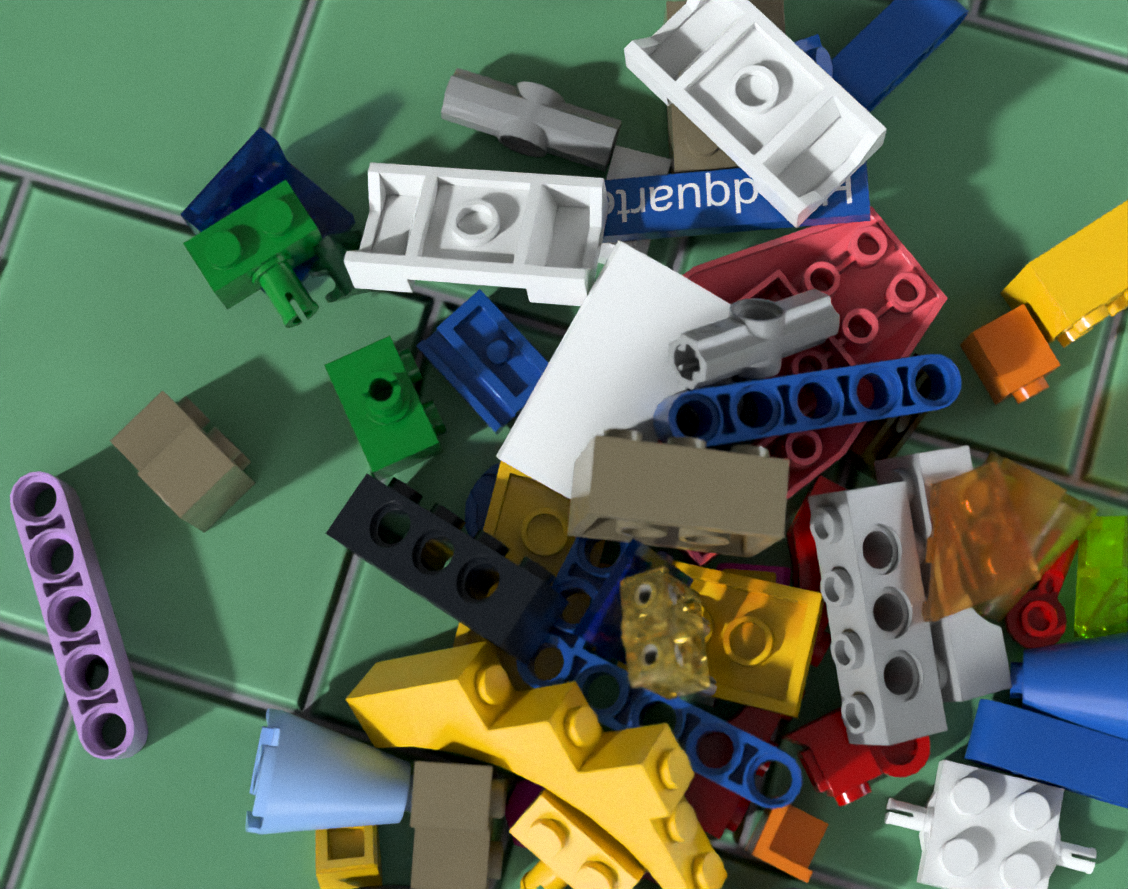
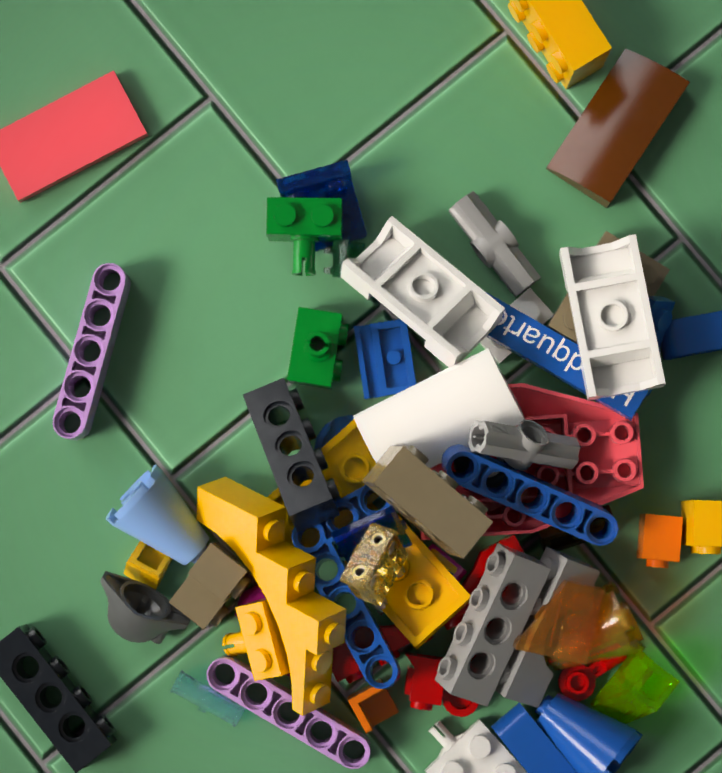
camera: 40 degrees right, 5 degrees up
(183, 464) = (194, 307): dark tan brick -> none

